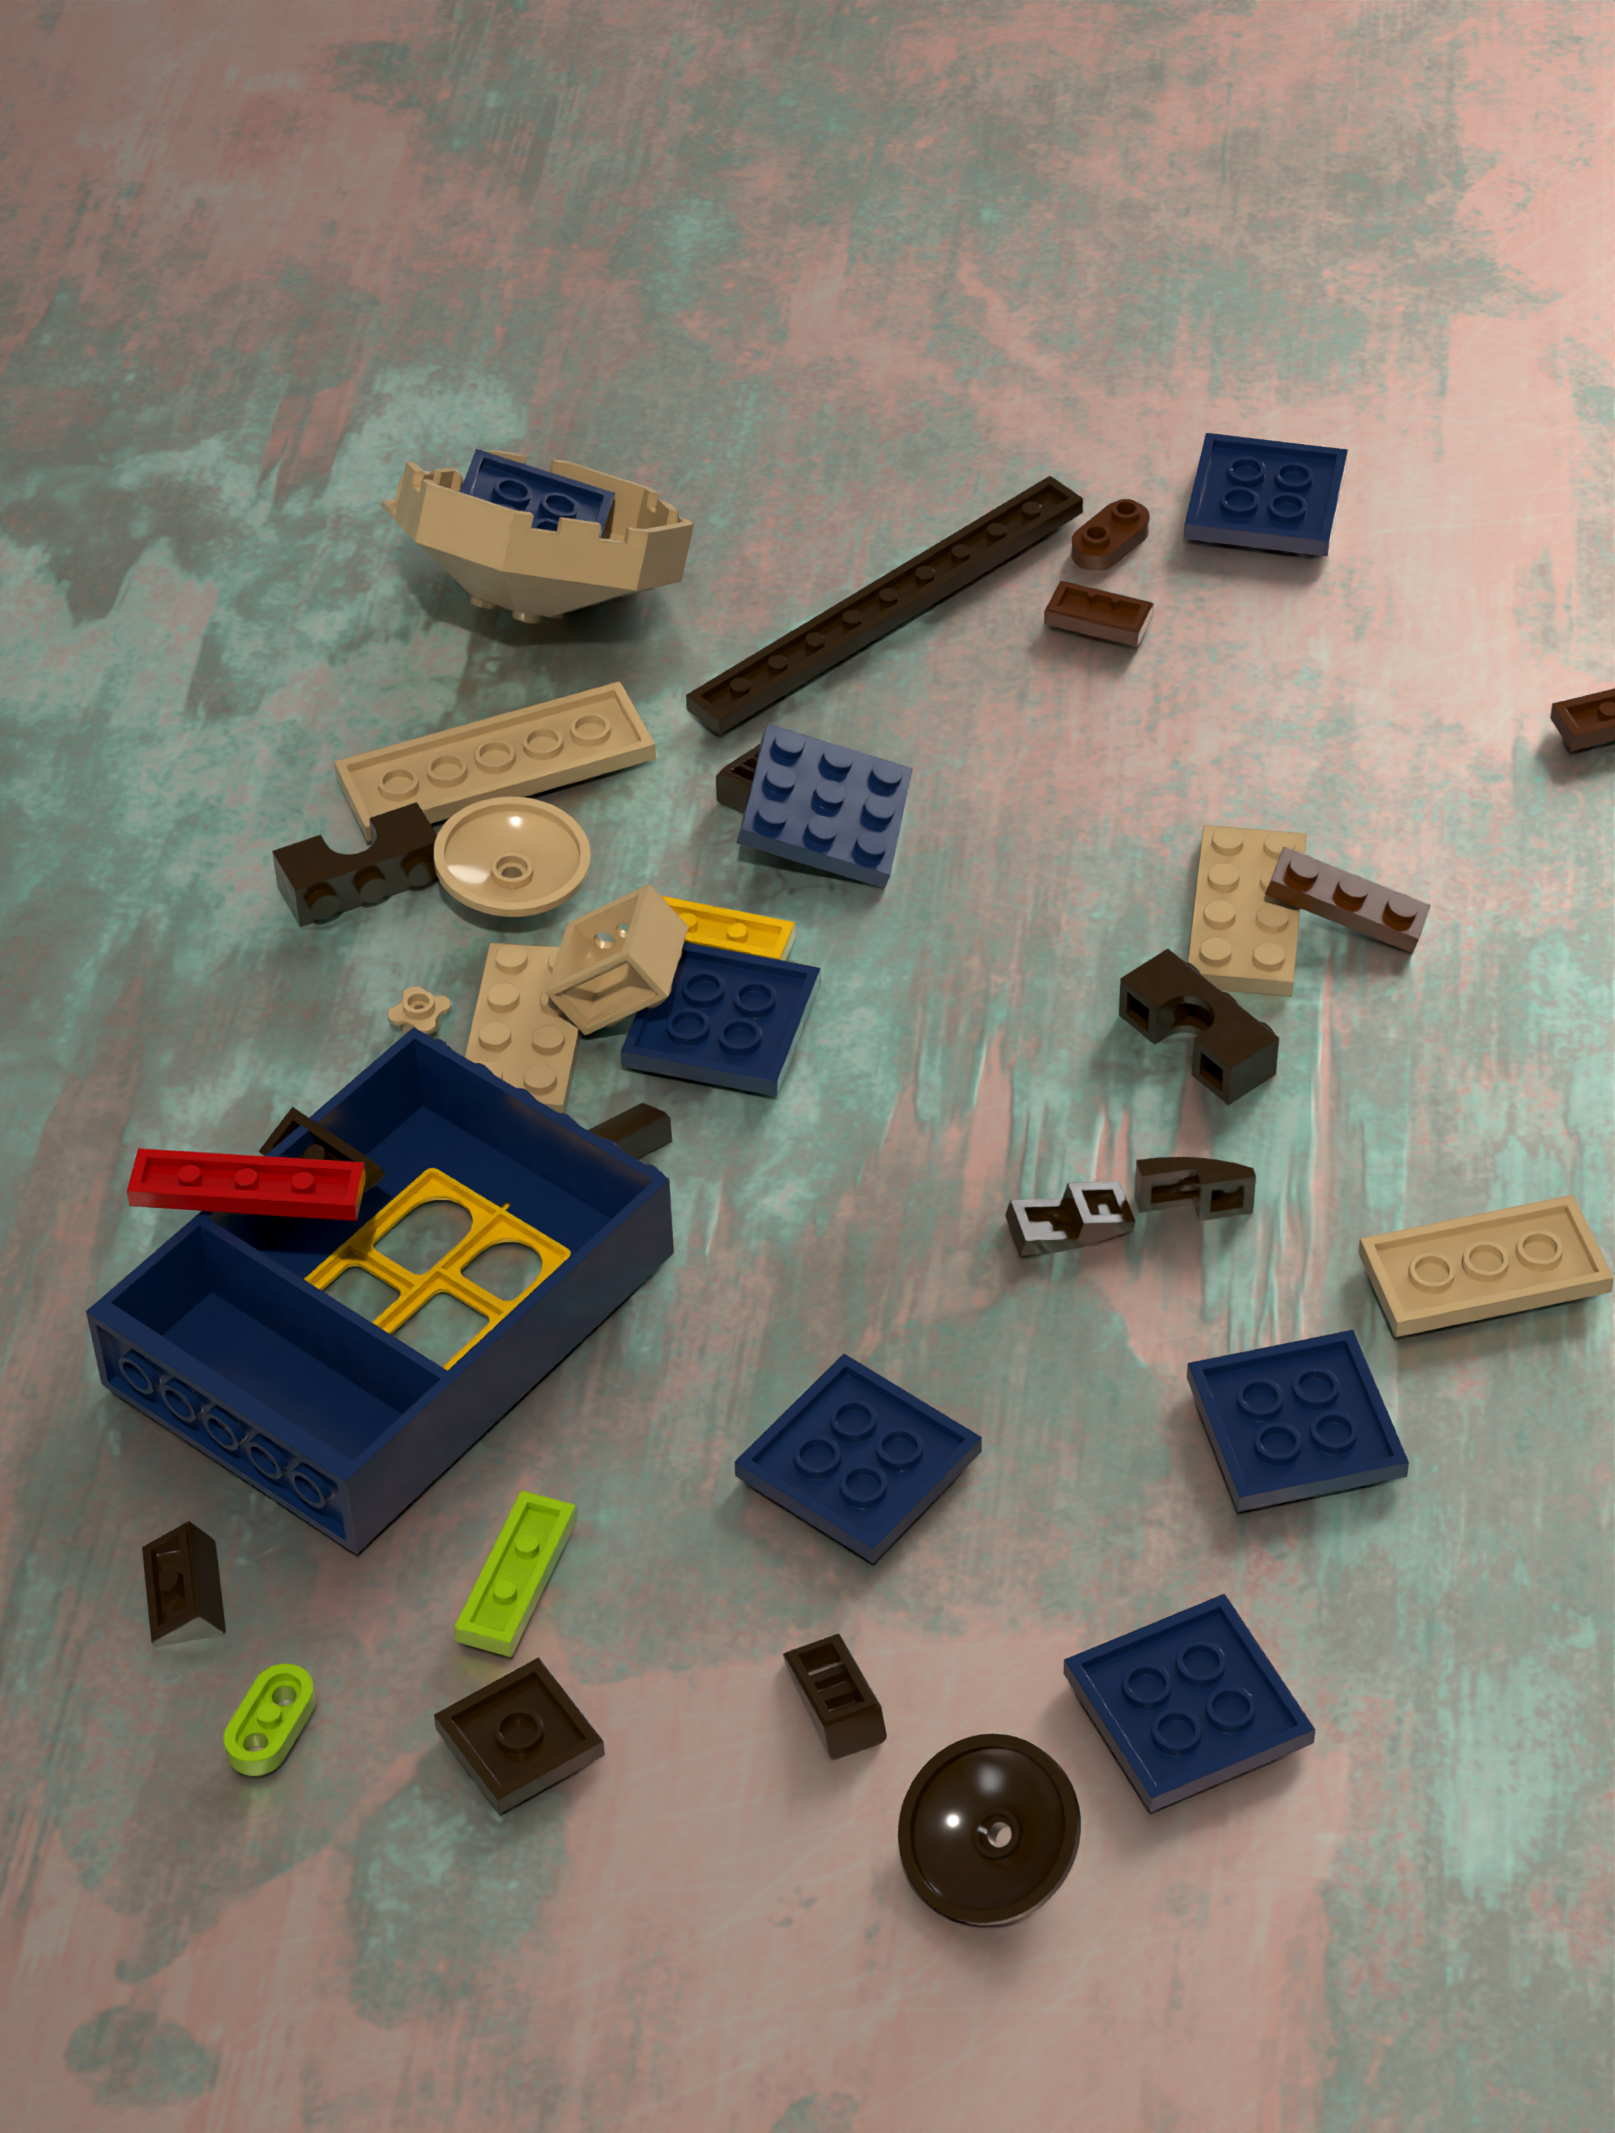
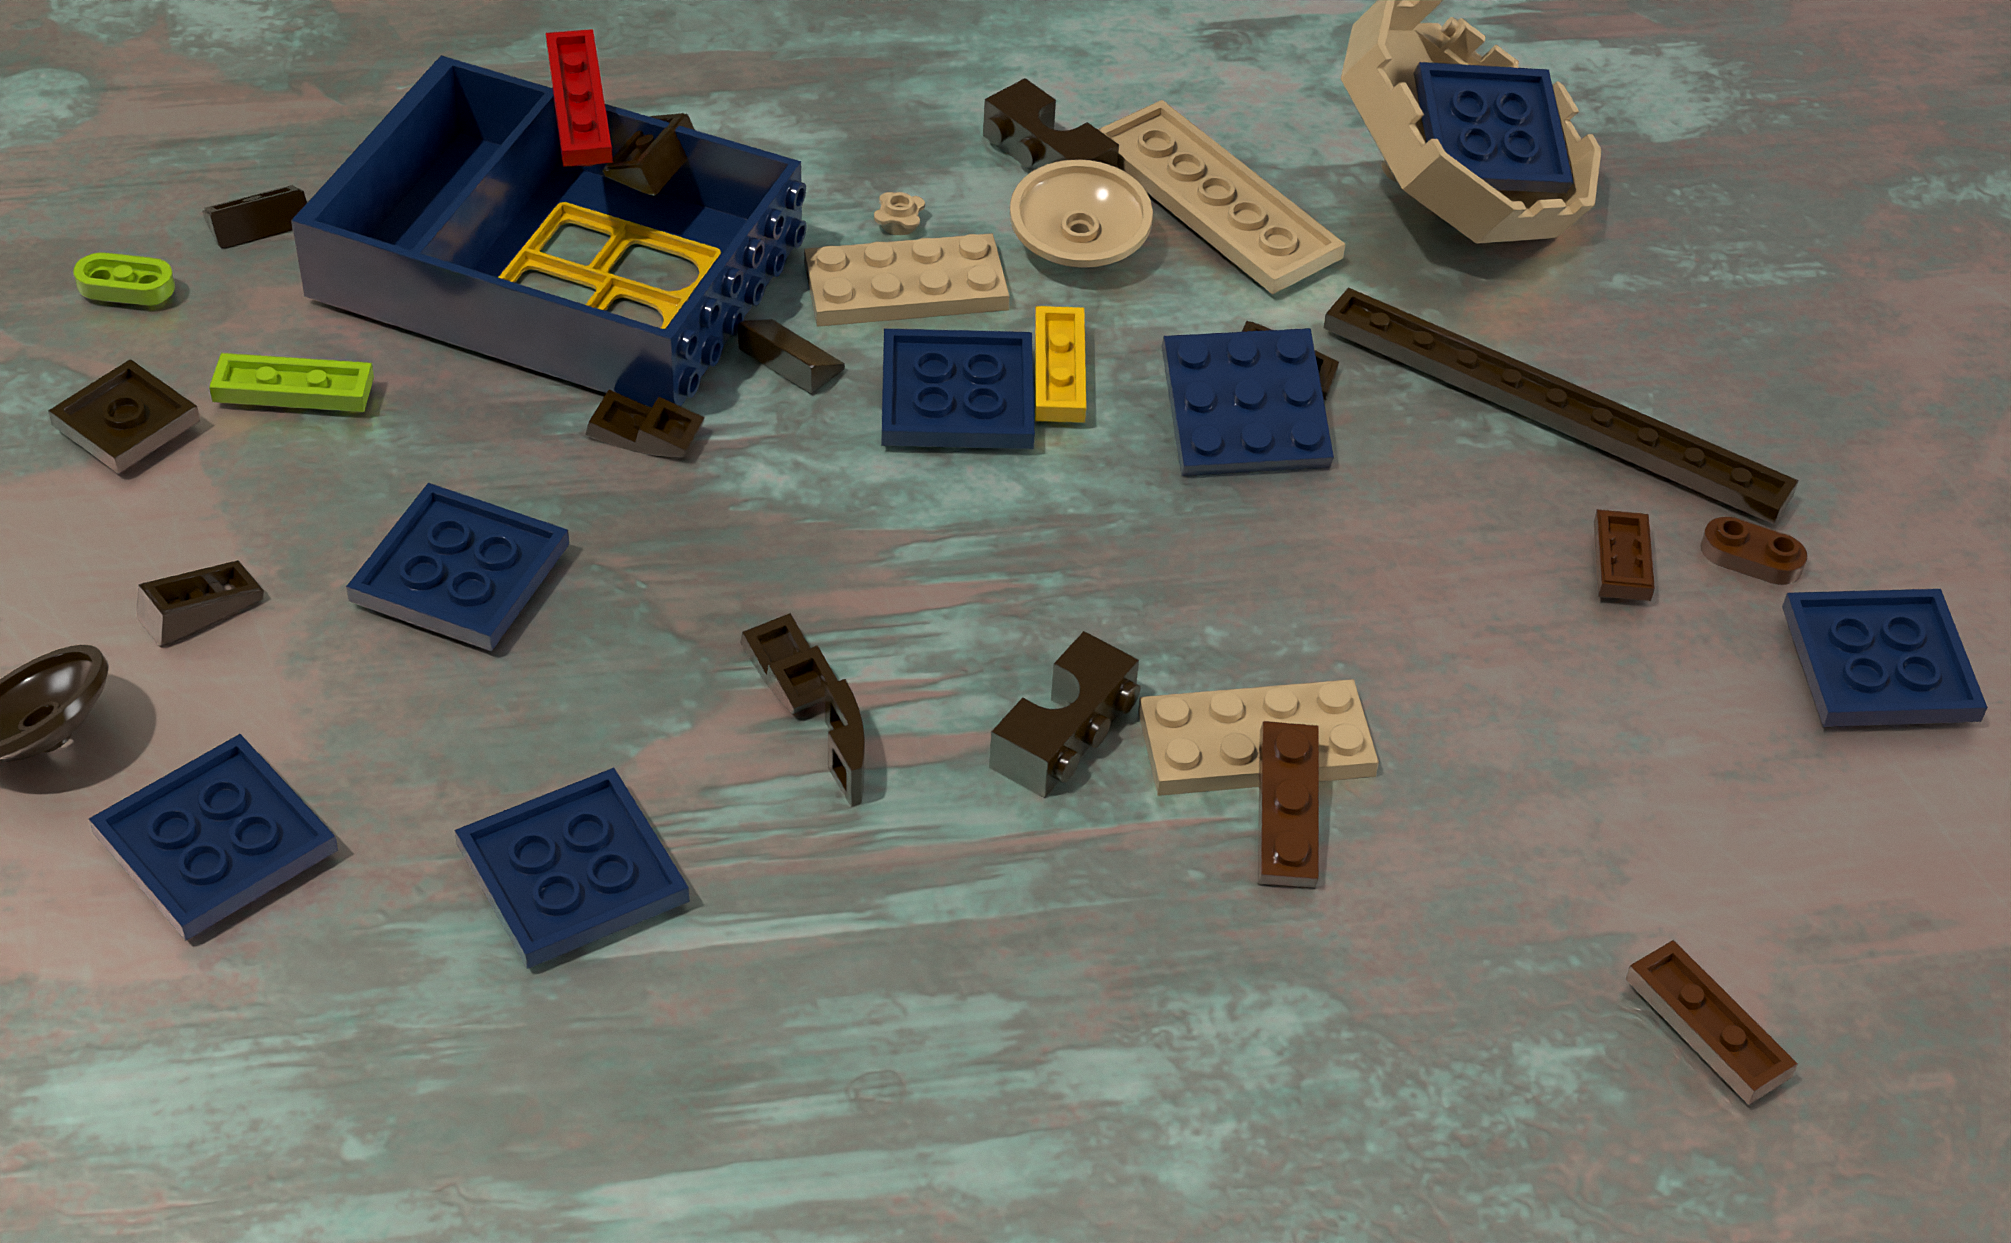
camera: 70 degrees right, 0 degrees up
(606, 981) = (967, 290): tan piece -> none
(690, 1277) = (635, 427): none -> dark brown slope
(1485, 1265) = (816, 993): tan plate -> none

